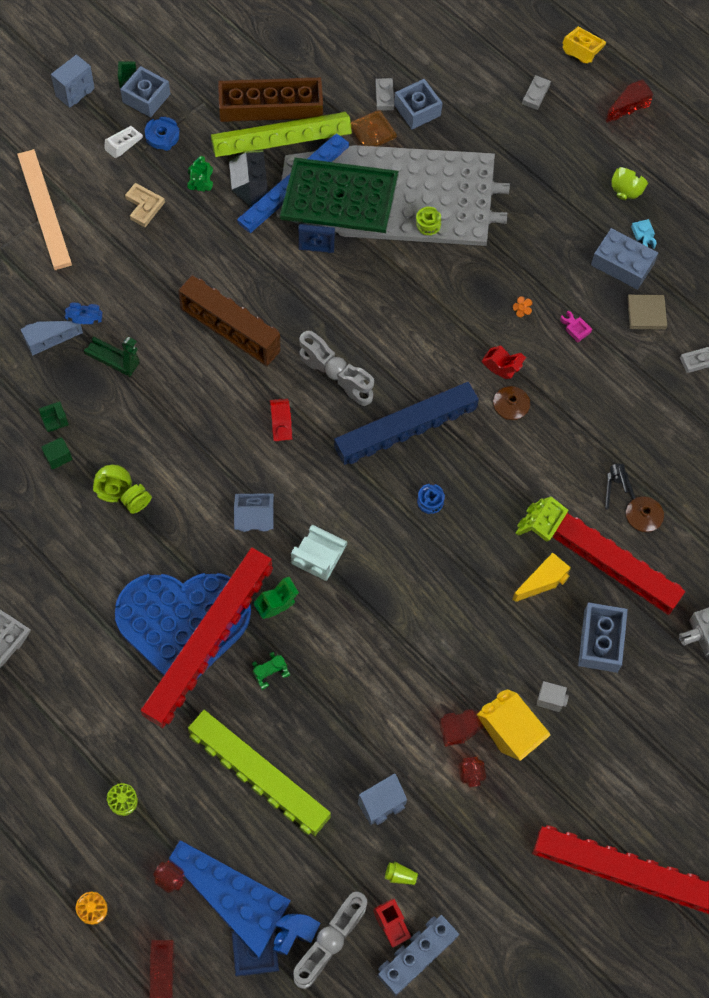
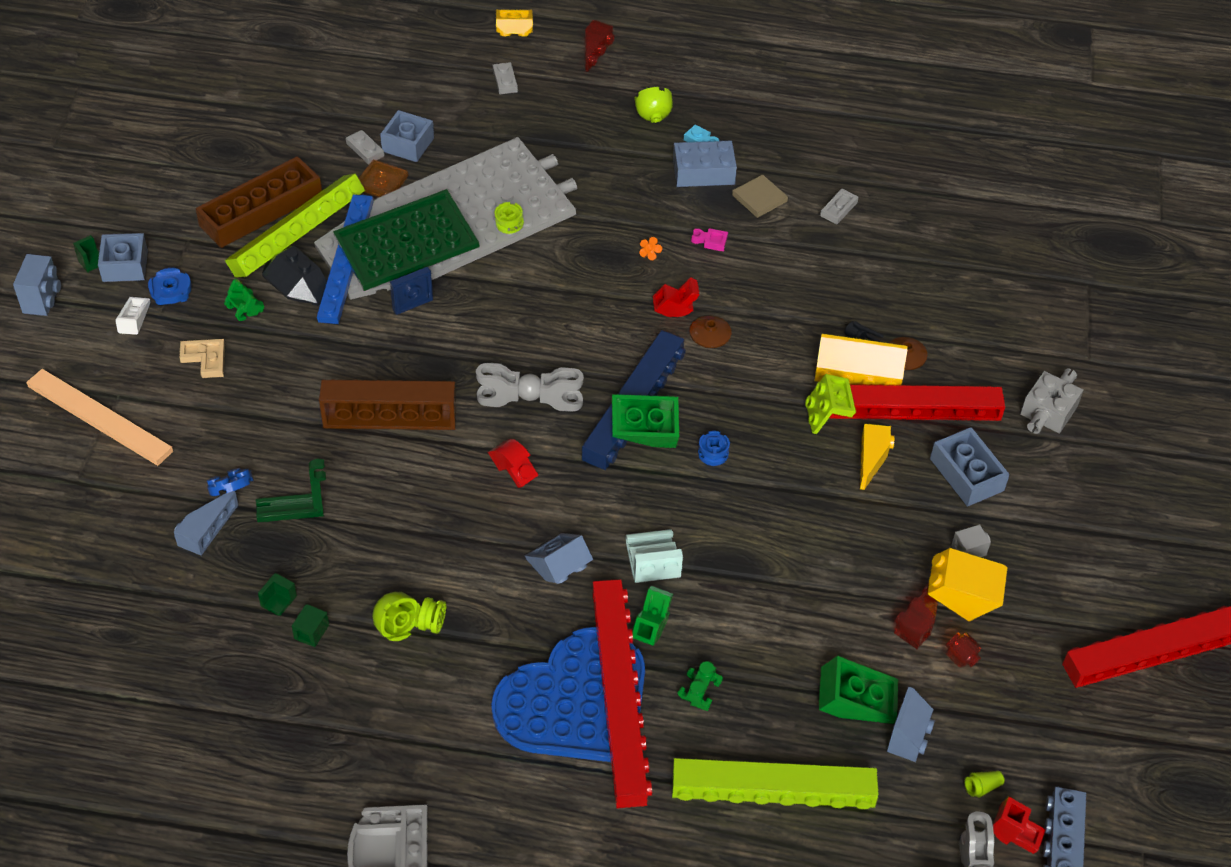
camera: 35 degrees left, 15 degrees down
(371, 749) = (857, 692): none -> green slope
(394, 446) = (646, 419): none -> green slope
(593, 502) = (861, 360): none -> slope

